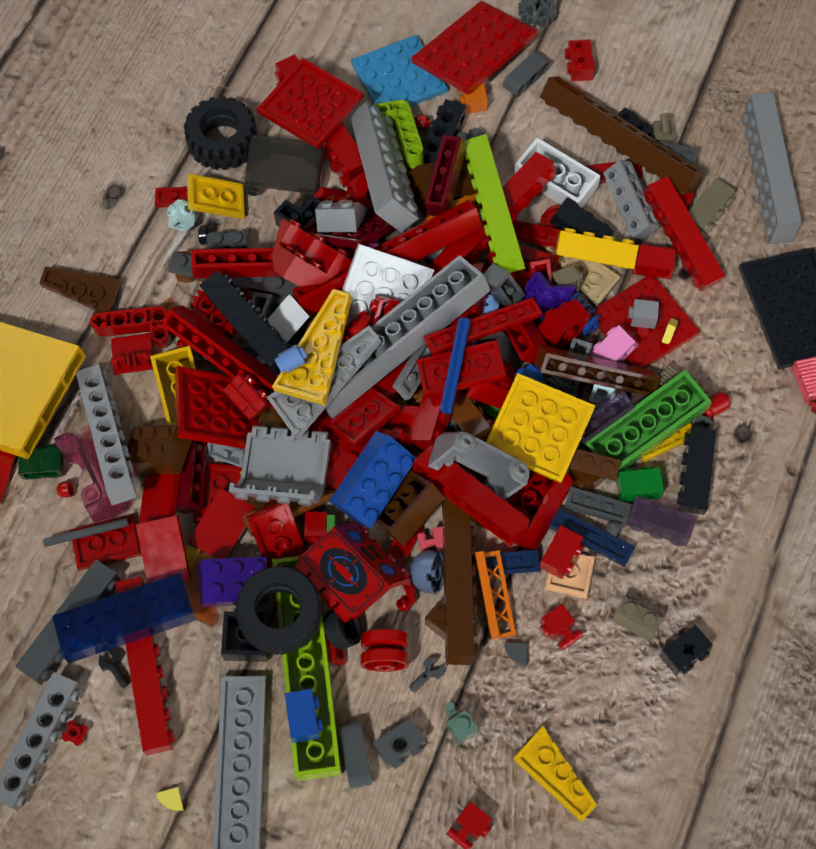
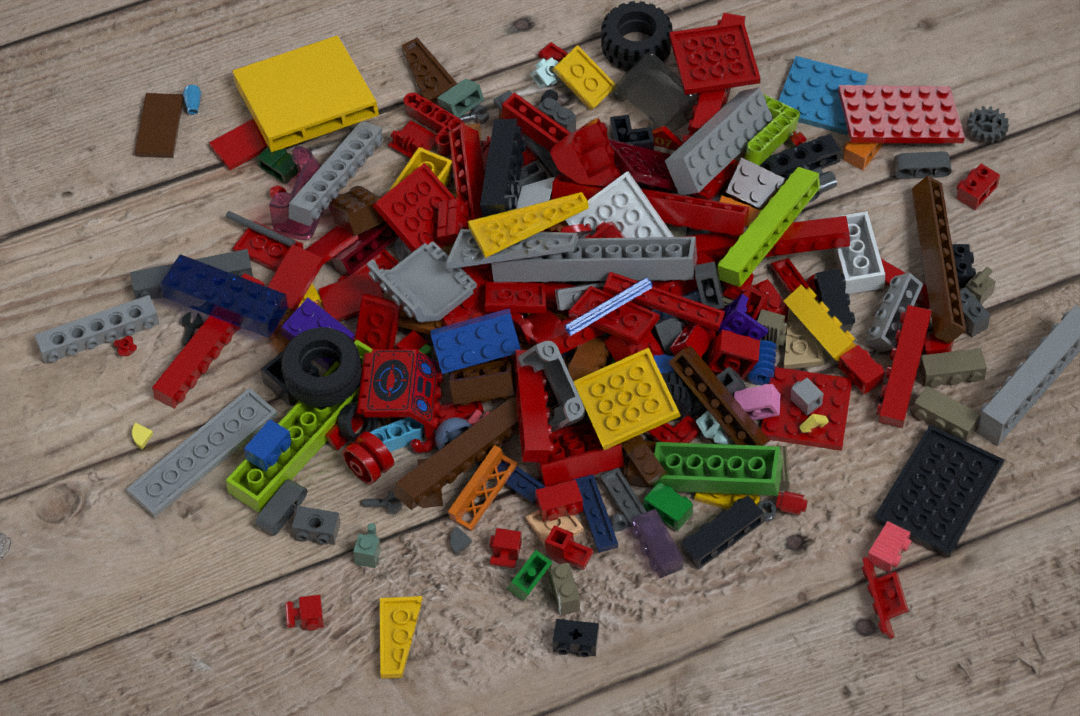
camera: 45 degrees right, 10 degrees down
(135, 288) = (461, 98): none -> sand green brick
(166, 293) = (475, 115): none -> flat silver bar
(291, 359) = (496, 211): medium blue brick -> none
(340, 216) = (644, 149): light grey slope -> none
(380, 620) = (404, 429): none -> medium azure beam
(445, 175) = (753, 178): dark red brick -> none
(604, 633) = (529, 575): none -> green brick
(606, 413) = (687, 432): clear purple brick -> none
(606, 586) = (563, 549): none -> red brick
(741, 246) = (946, 413): none -> dark tan brick

